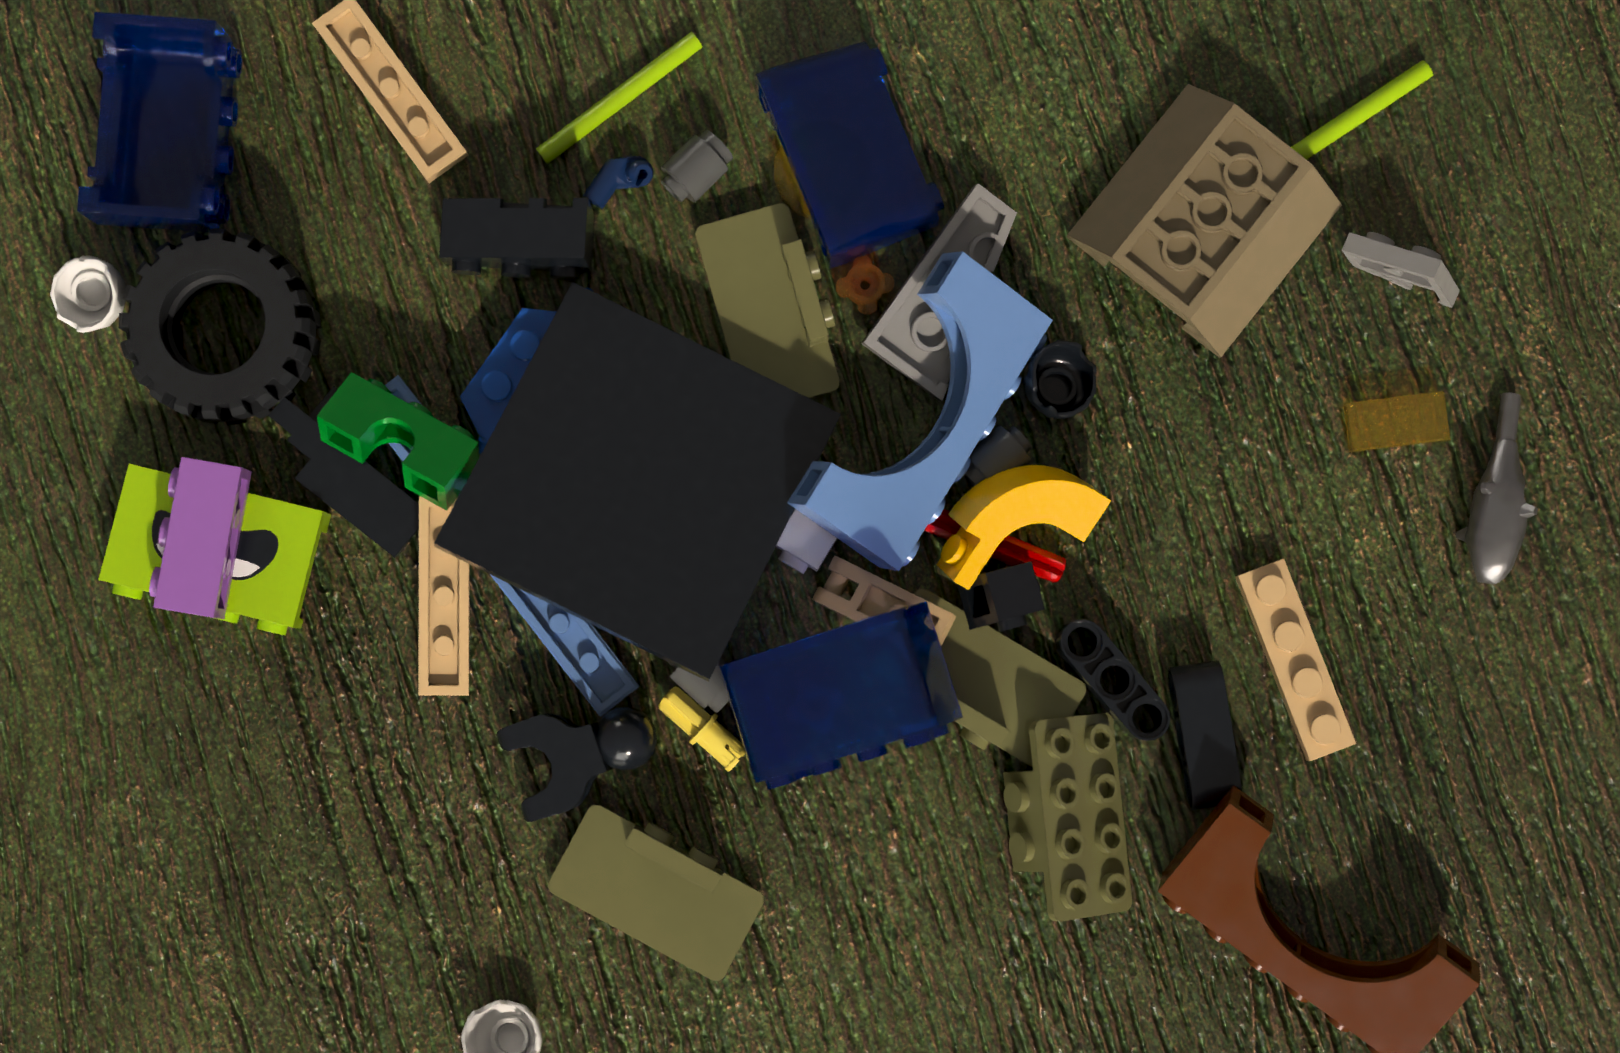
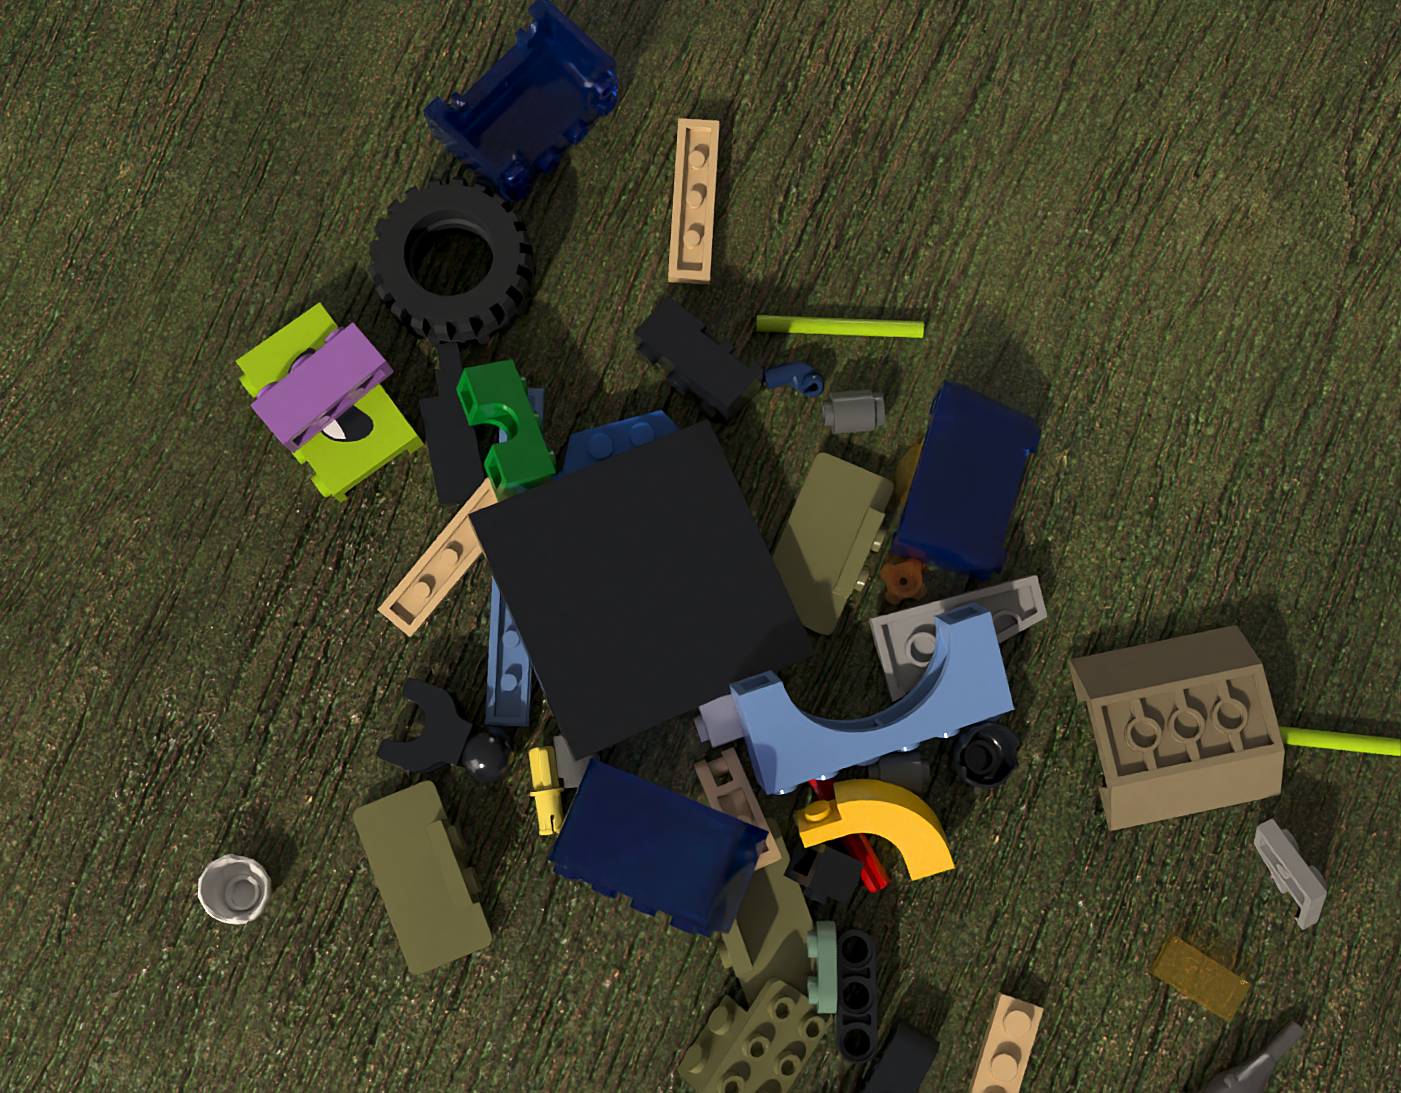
camera: 45 degrees right, 5 degrees down
(88, 293) = (388, 173): white hair -> none
(1080, 695) = (823, 986): none -> sand green plate

